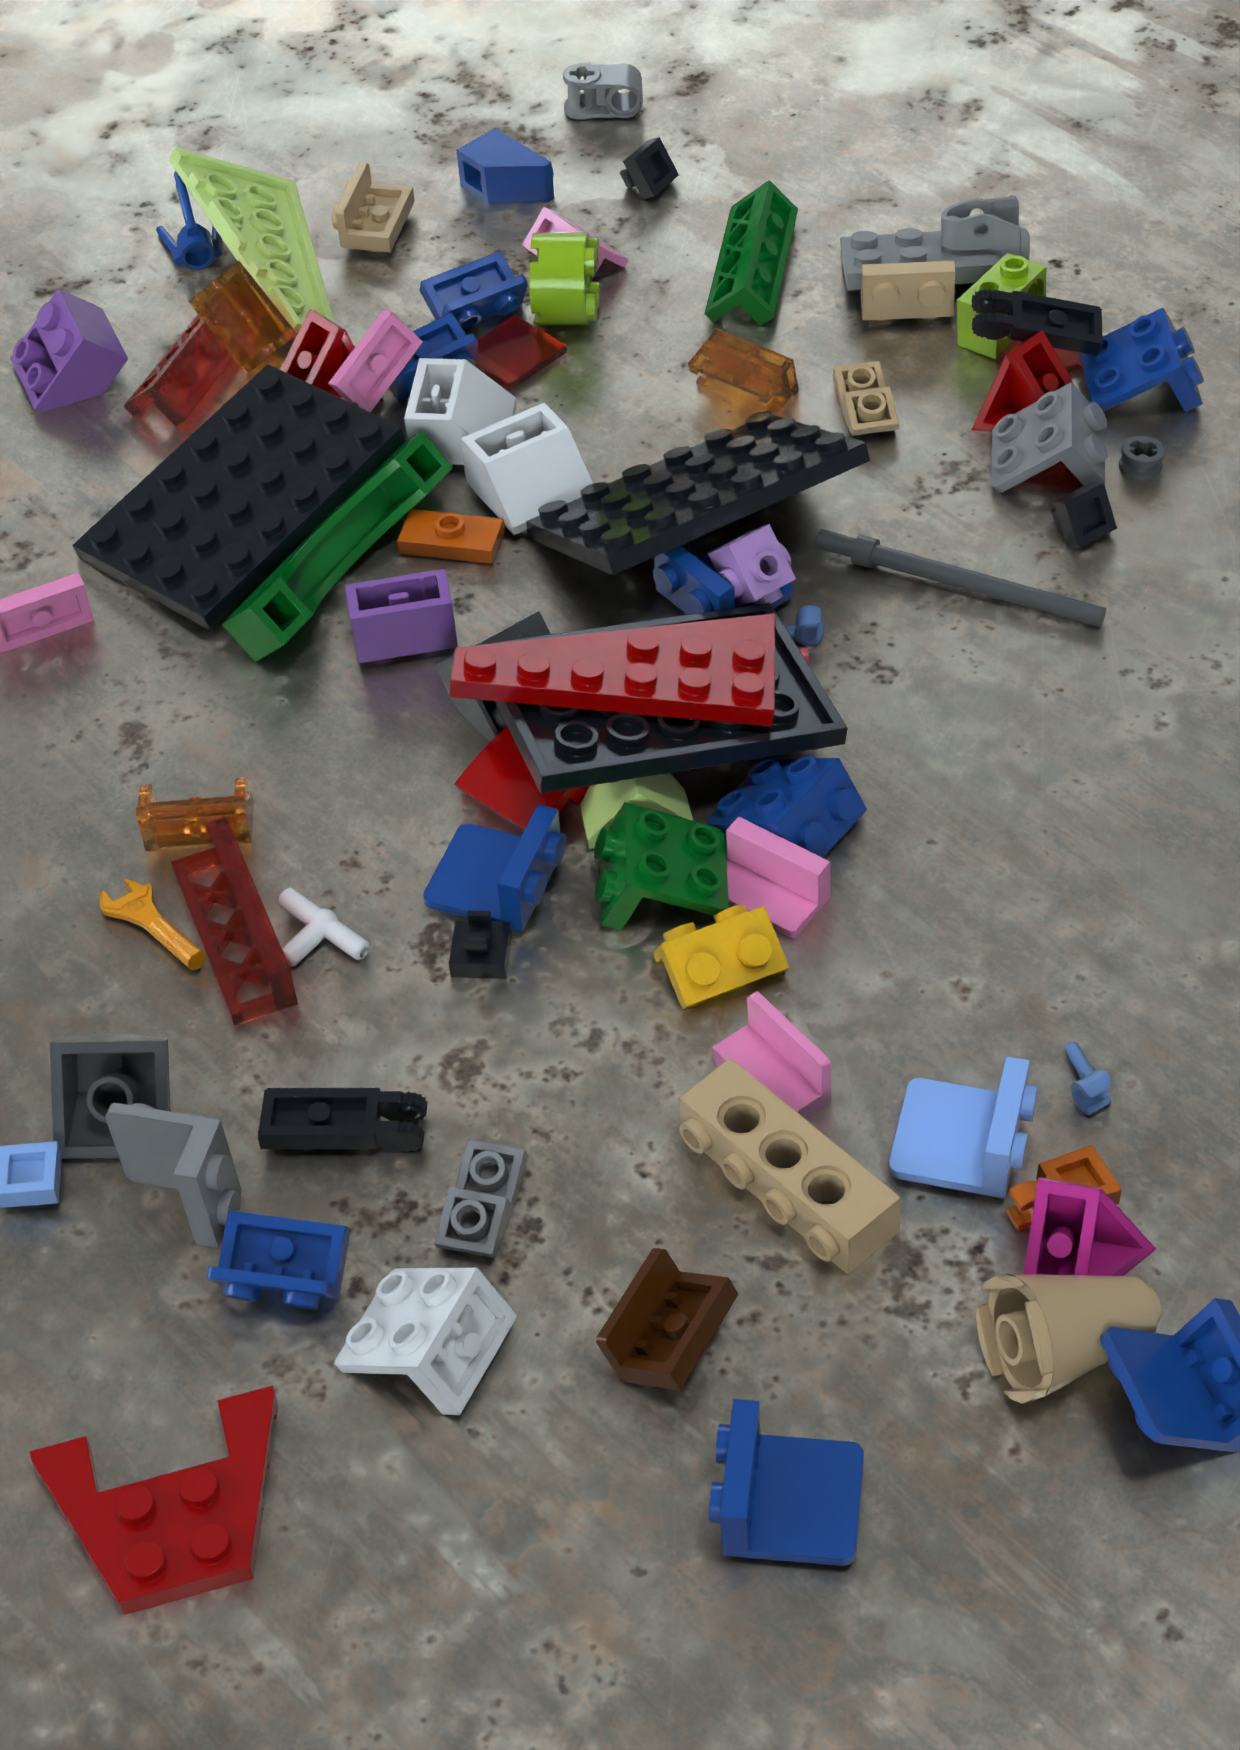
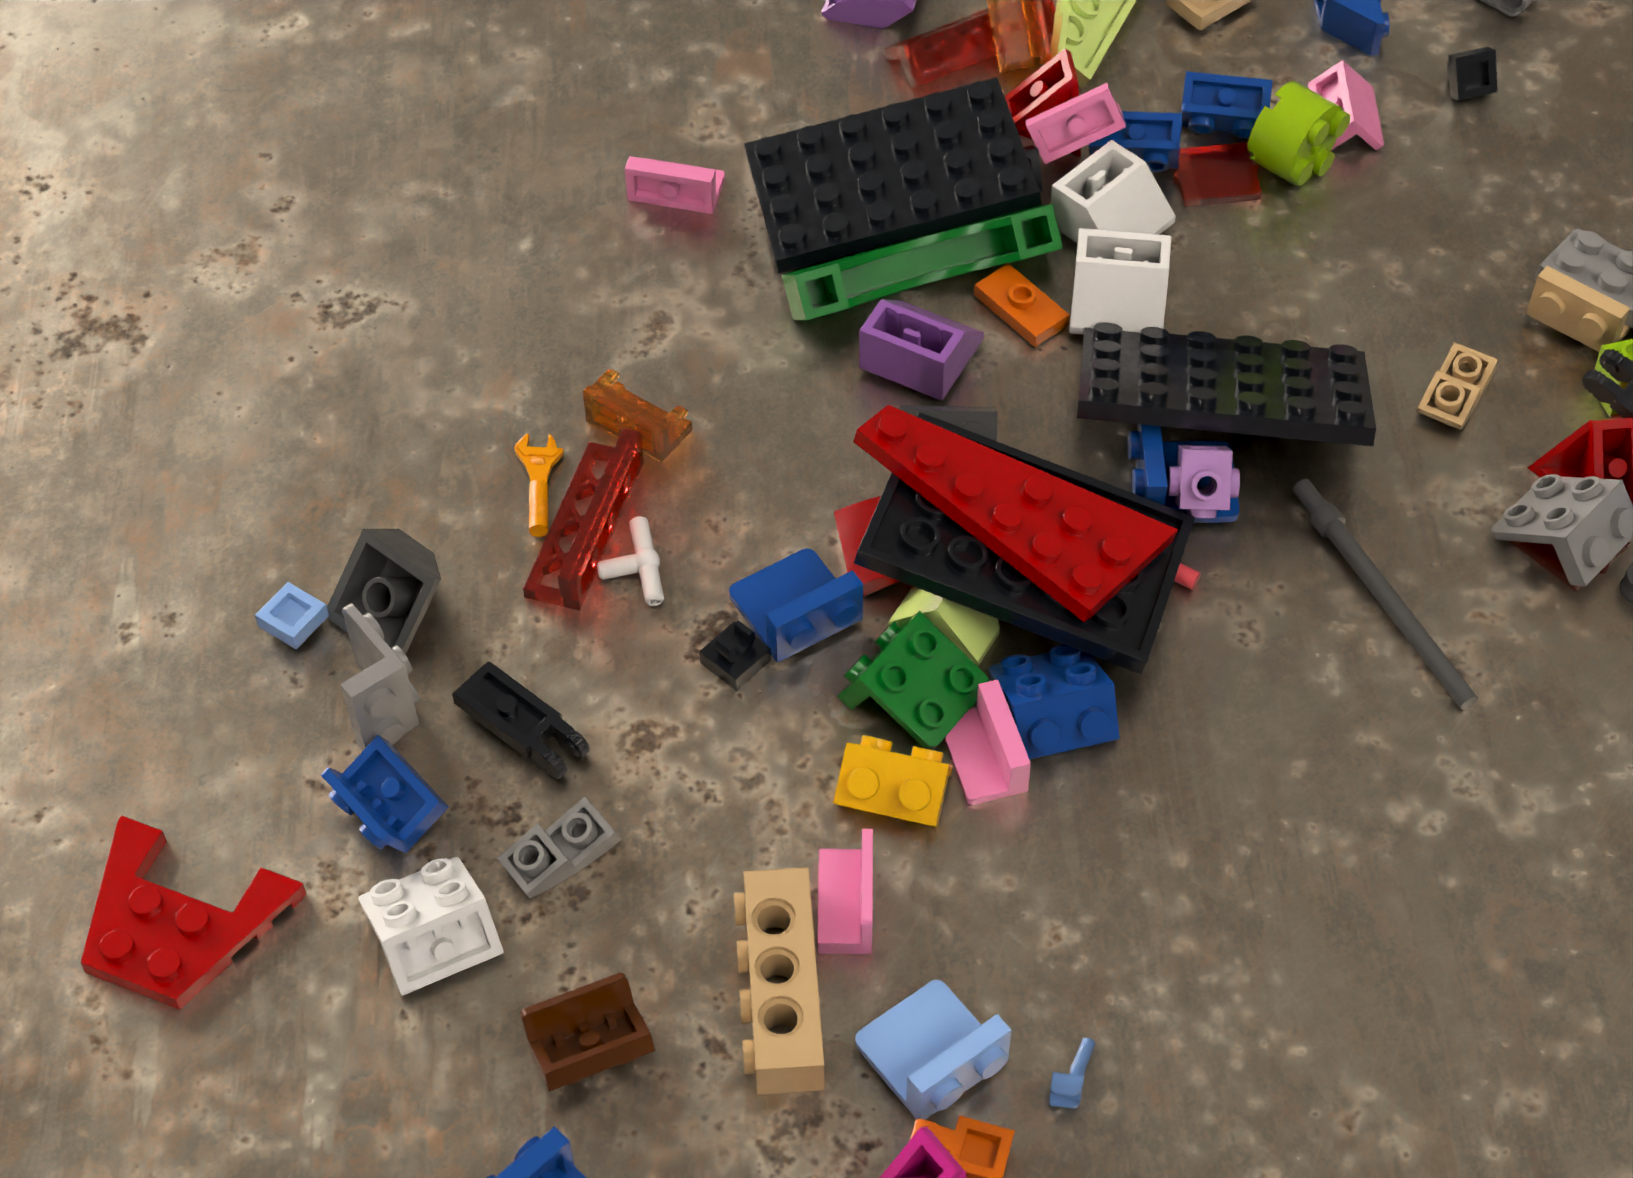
camera: 35 degrees right, 5 degrees up
(746, 368) = (1376, 302): clear orange hinge -> none
(753, 255) = (1487, 202): green fence -> none
(808, 626) = (1218, 557): medium blue hand -> none
(1084, 515) = (1536, 604): black tile -> none

